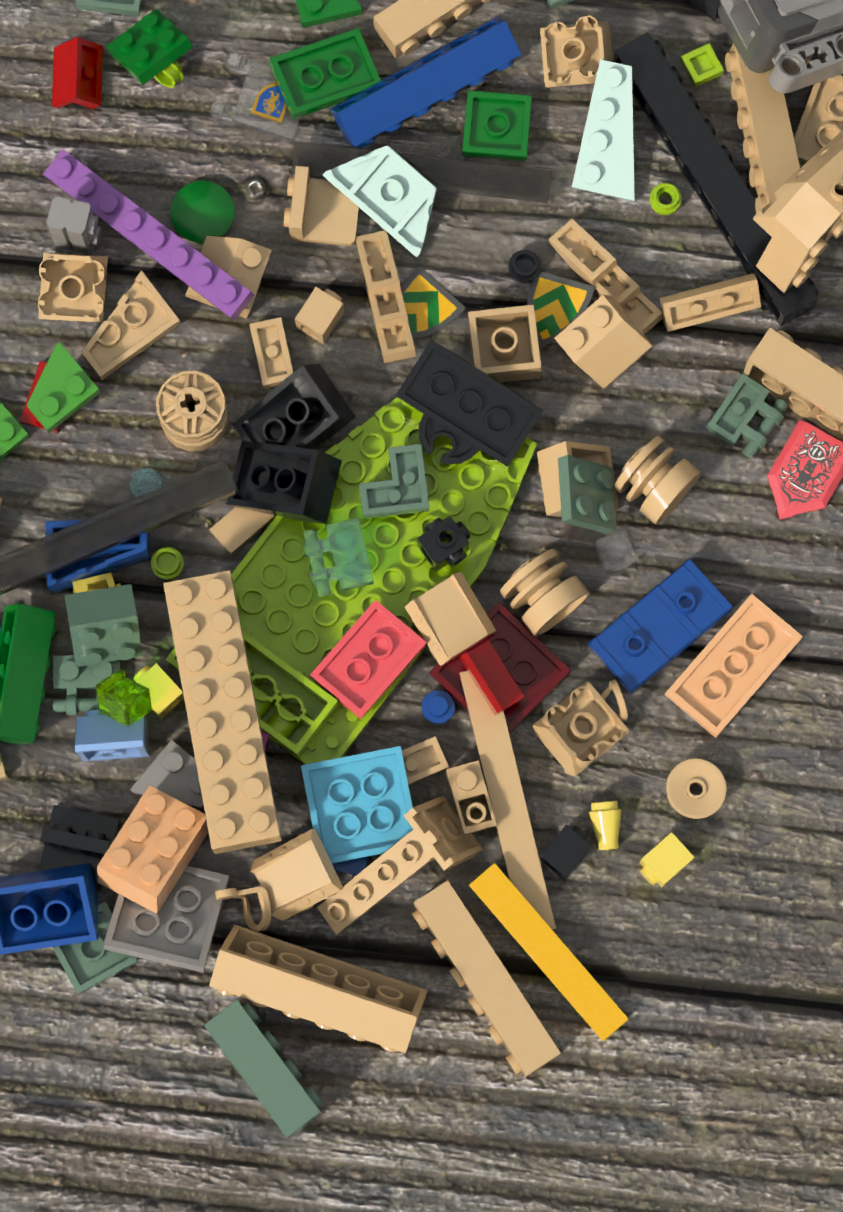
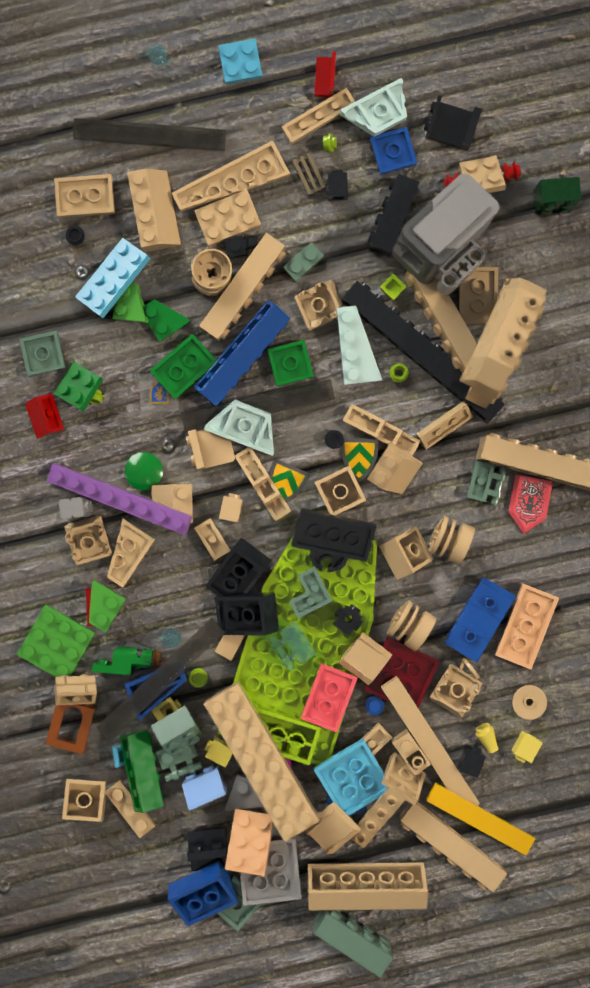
camera: 15 degrees left, 10 degrees up
(62, 490) = (127, 658): none -> green plate
(123, 698) = (204, 767): clear neon green brick -> none
(198, 428) = (192, 592): tan wheel -> none
(242, 894) = (305, 847): tan piece -> none
(491, 677) = (400, 686): red panel -> none
(587, 494) = (416, 564): sand green plate -> none

